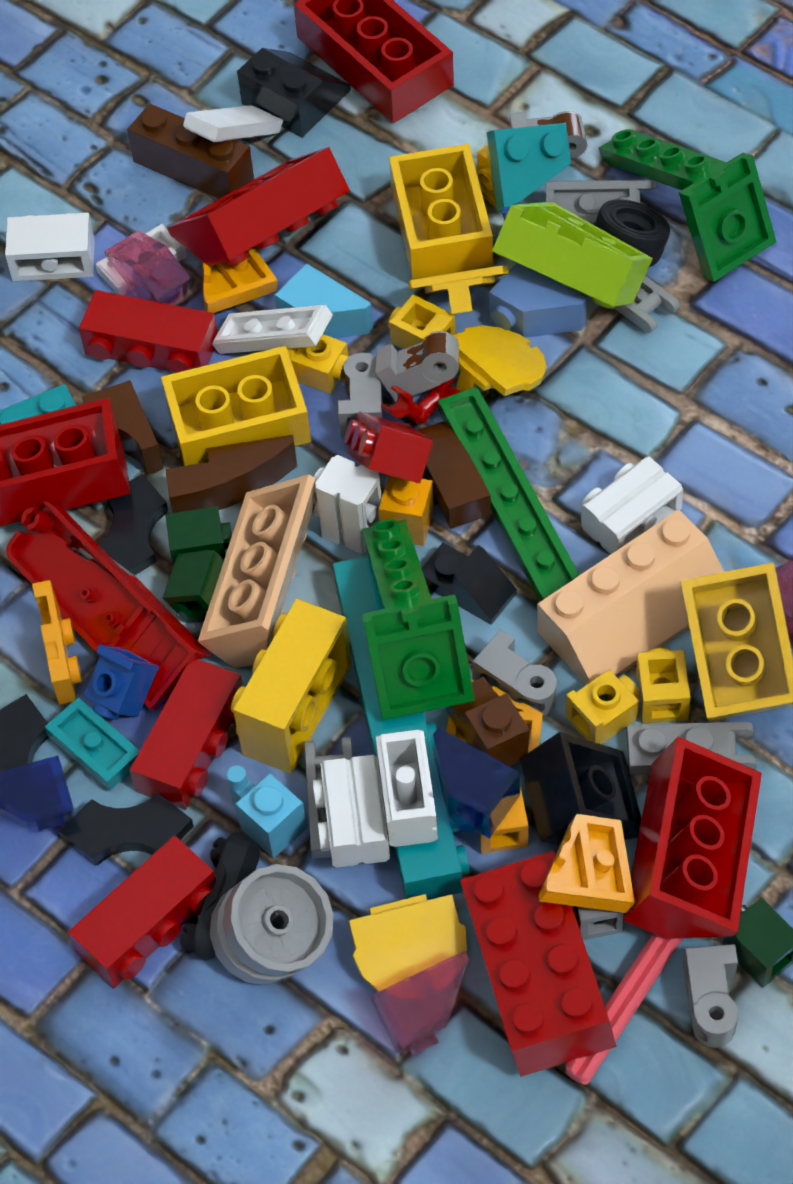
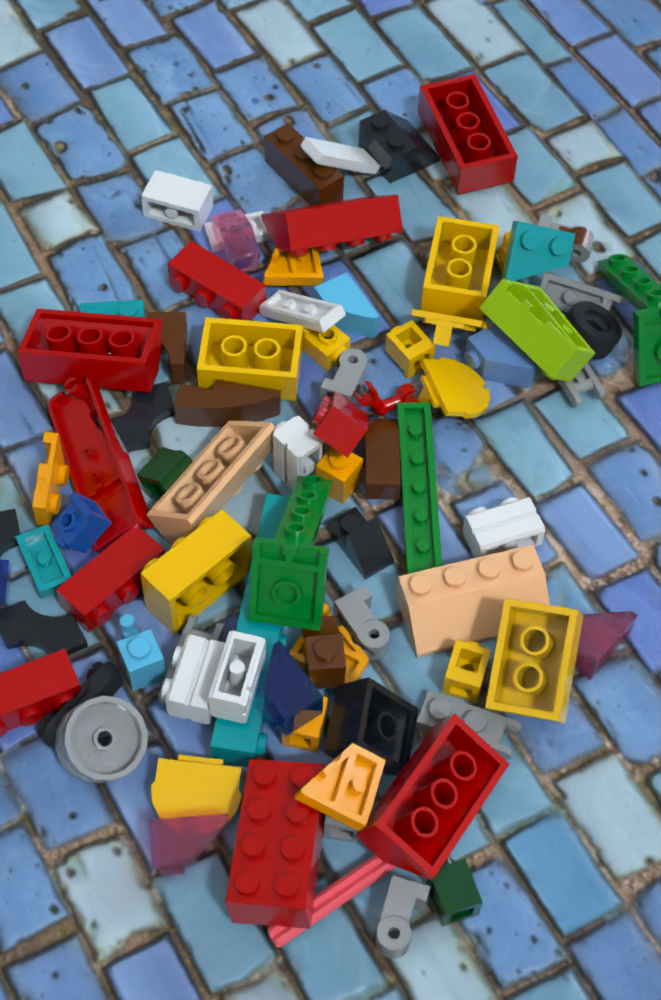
camera: 15 degrees right, 0 degrees up
(197, 531) = (183, 435): dark green brick -> none
(419, 365) = (393, 373): light grey leg -> none
(602, 719) = (409, 677): yellow brick -> none

